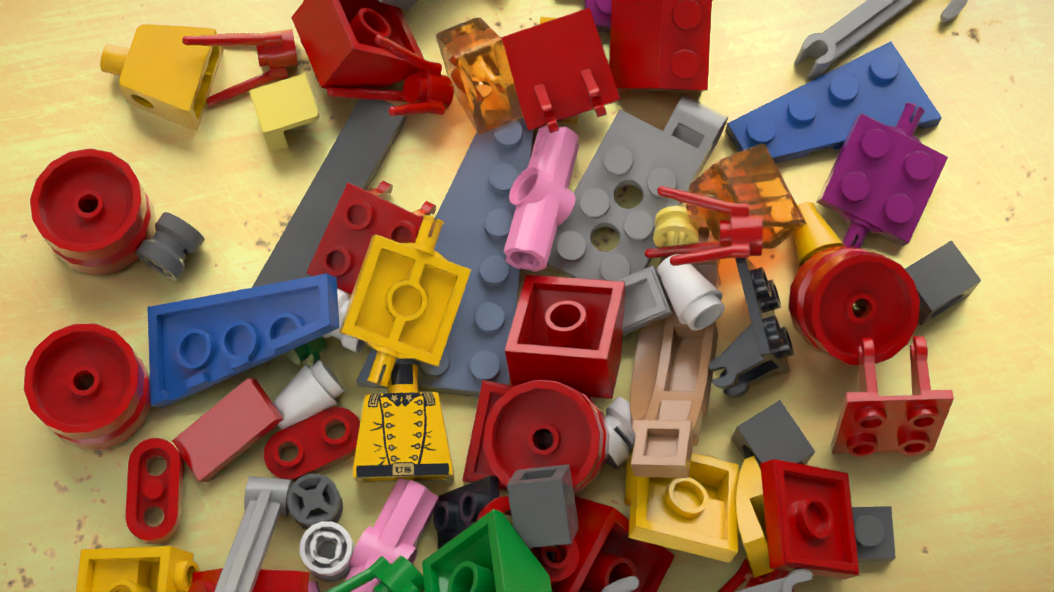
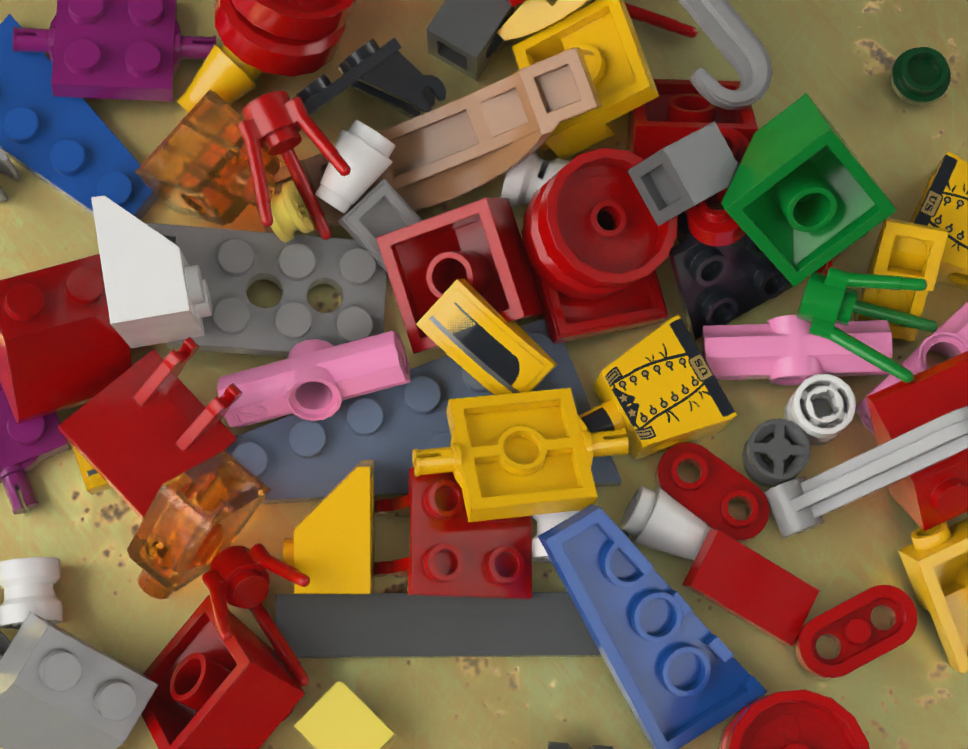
camera: 115 degrees left, 5 degrees up
(417, 162) = (338, 538): none -> yellow slope
(510, 312) = (484, 343): none -> yellow slope
(663, 95) = (147, 280): none -> white slope

